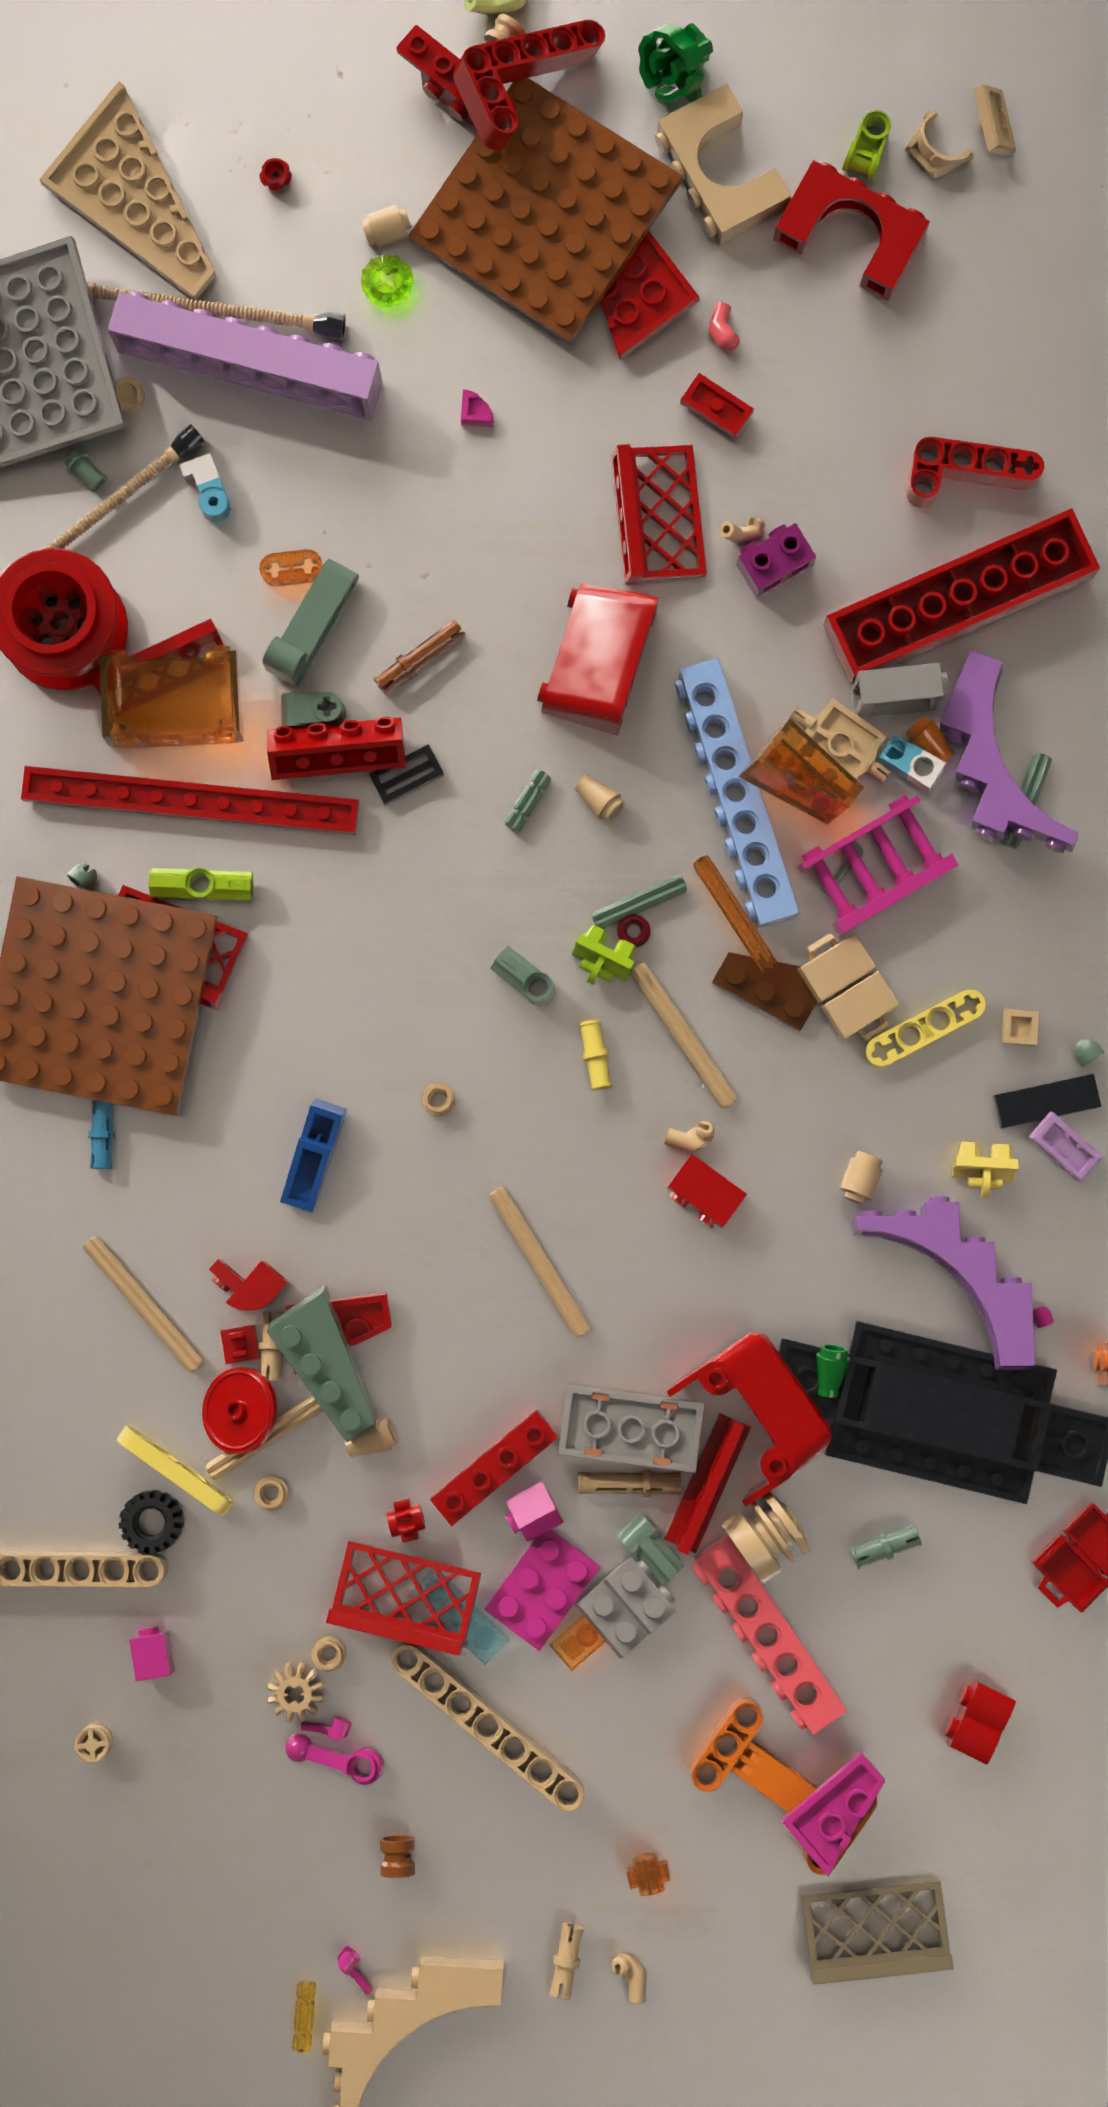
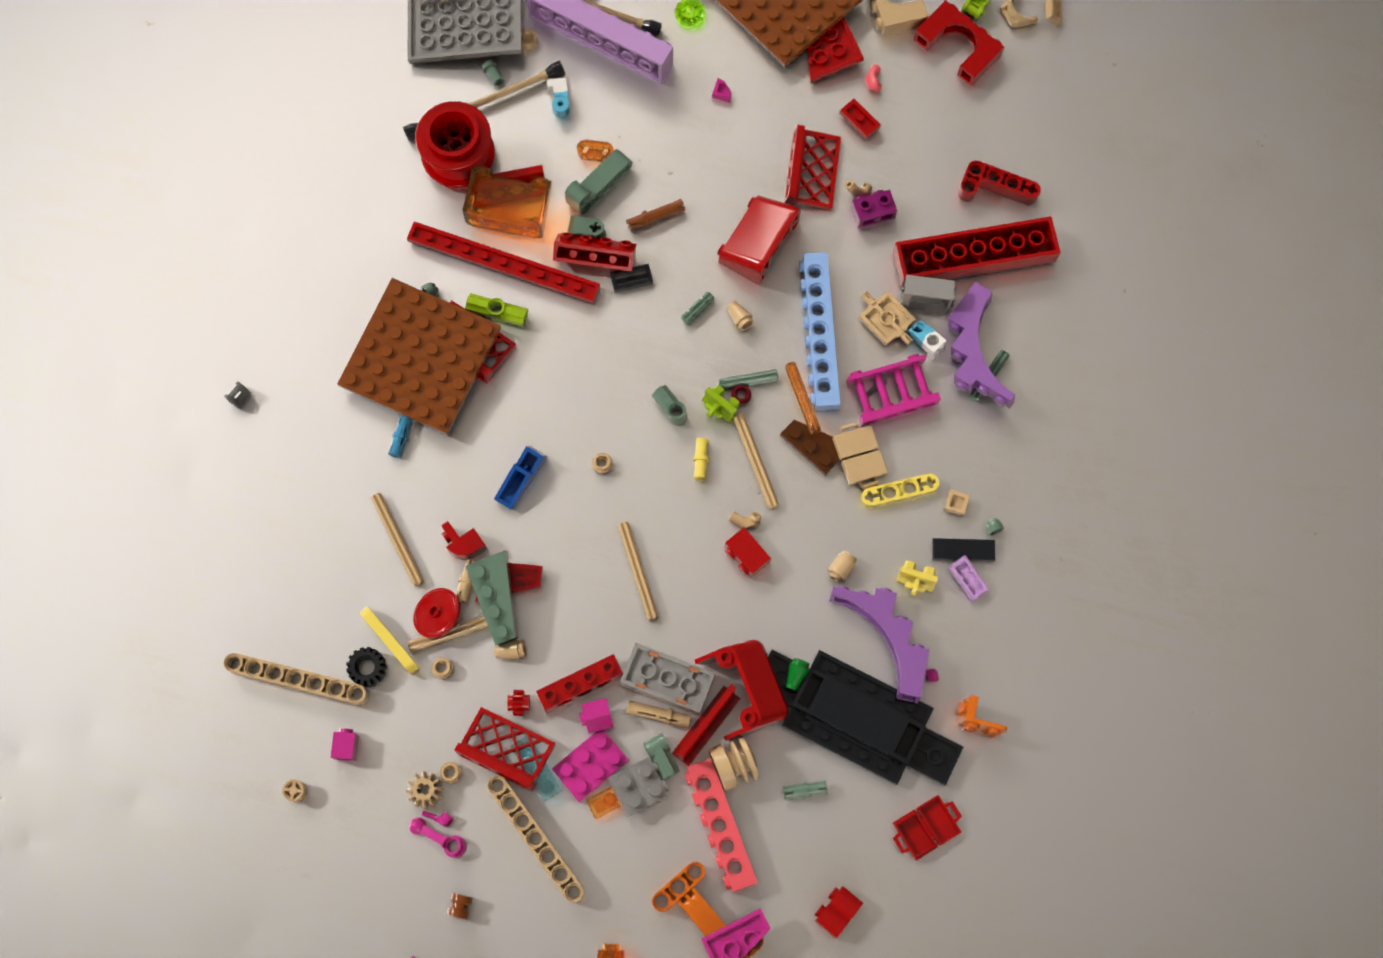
camera: 10 degrees right, 10 degrees down
(240, 1344) = (447, 576): red tile -> none
(802, 774) = (860, 327): clear orange wedge -> none
(929, 738) = (940, 325): orange cone -> none

